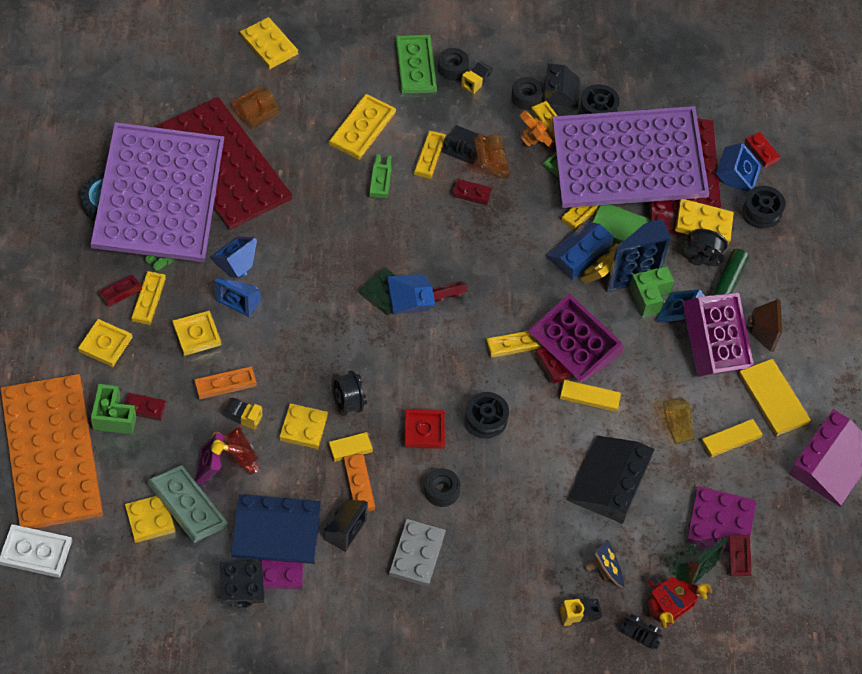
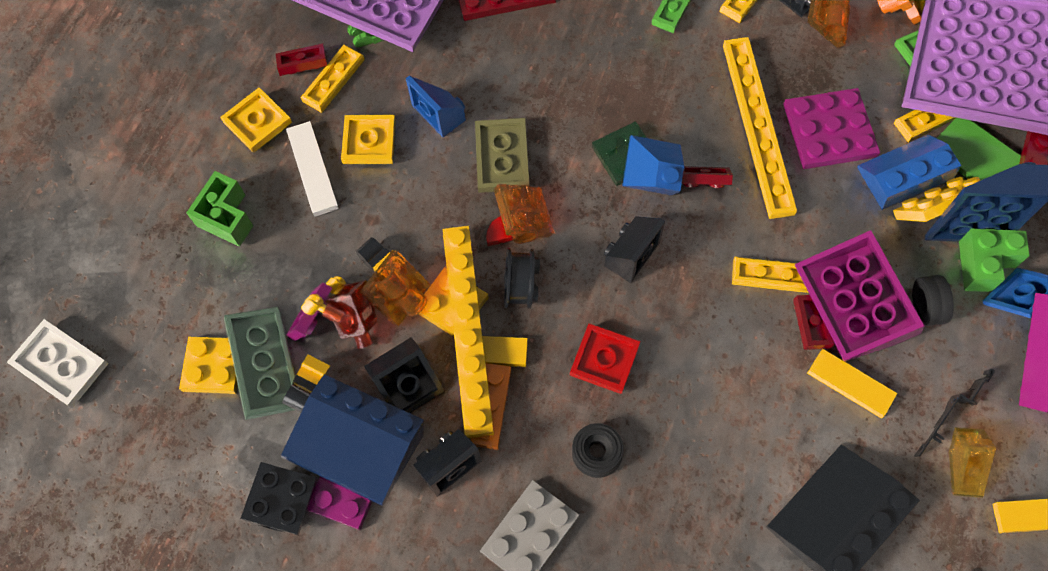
camera: 30 degrees right, 10 degrees up
(51, 452) = (134, 241): orange plate -> none
(147, 406) = (269, 215): dark red plate -> none
(162, 365) = (312, 169): none -> white tile
(225, 382) = (376, 214): orange plate -> none
(227, 505) = (305, 382): none -> leg
(236, 256) = (455, 56): blue slope -> none
(265, 425) = (396, 289): none -> clear orange plate
(293, 479) = (405, 377): none -> black slope
(299, 316) = (501, 153): none -> olive plate
(318, 369) = (496, 233): none -> red tile
(324, 436) = (467, 333): none -> yellow plate
(332, 350) = (523, 212): none -> clear orange plate
(416, 350) = (634, 246): none -> black slope
(471, 247) = (759, 129): none -> yellow plate
(472, 192) = (787, 53): dark red plate -> none
(486, 415) = (694, 382): black wheel -> none
(520, 235) = (831, 128): none -> magenta plate
(623, 326) = (933, 300): none -> black tyre
(662, 384) = (976, 386): none -> black piece

